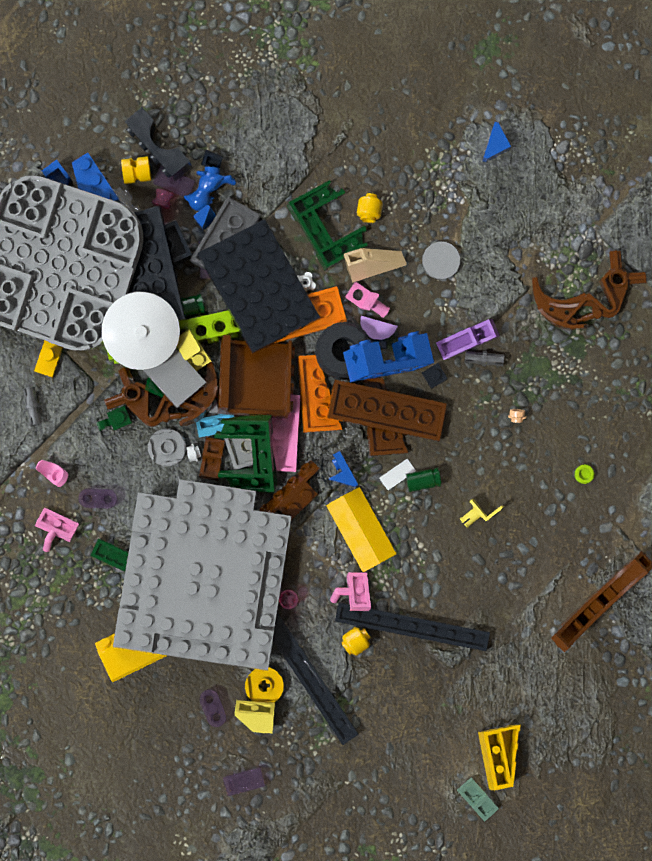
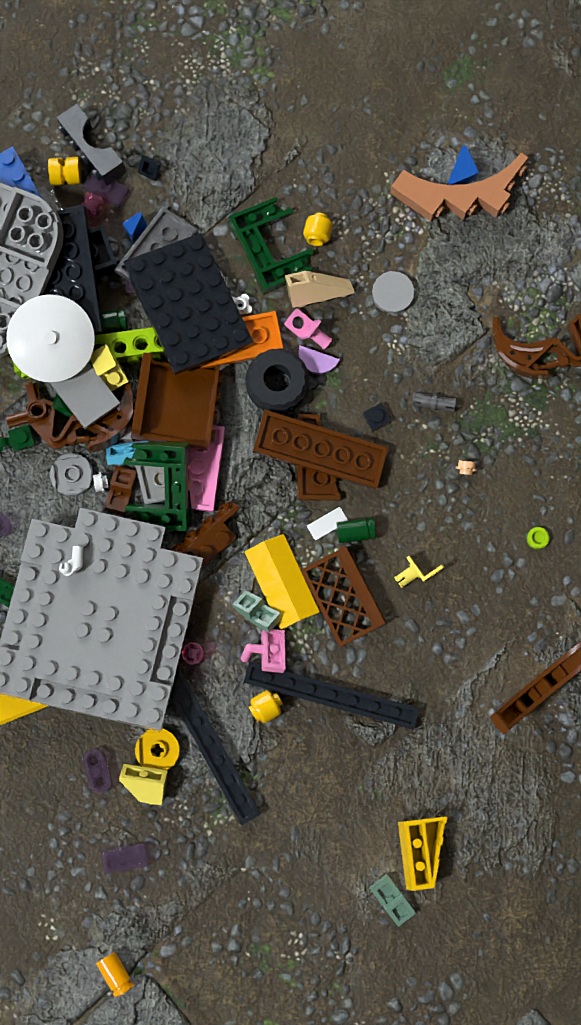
camera: 10 degrees right, 5 degrees down
(181, 529) = (74, 564): none -> white arm
(208, 182) = (143, 189): blue animal -> none
(314, 397) = (241, 430): orange wing -> none
(340, 558) = (255, 611): none -> sand green slope
(346, 476) = (268, 520): blue slope -> none
(366, 361) = (300, 390): blue plate -> none
(431, 530) = (361, 588): none -> reddish brown fence
(468, 171) = (432, 198): none -> nougat arch
(468, 339) = (417, 379): medium lavender slope -> none

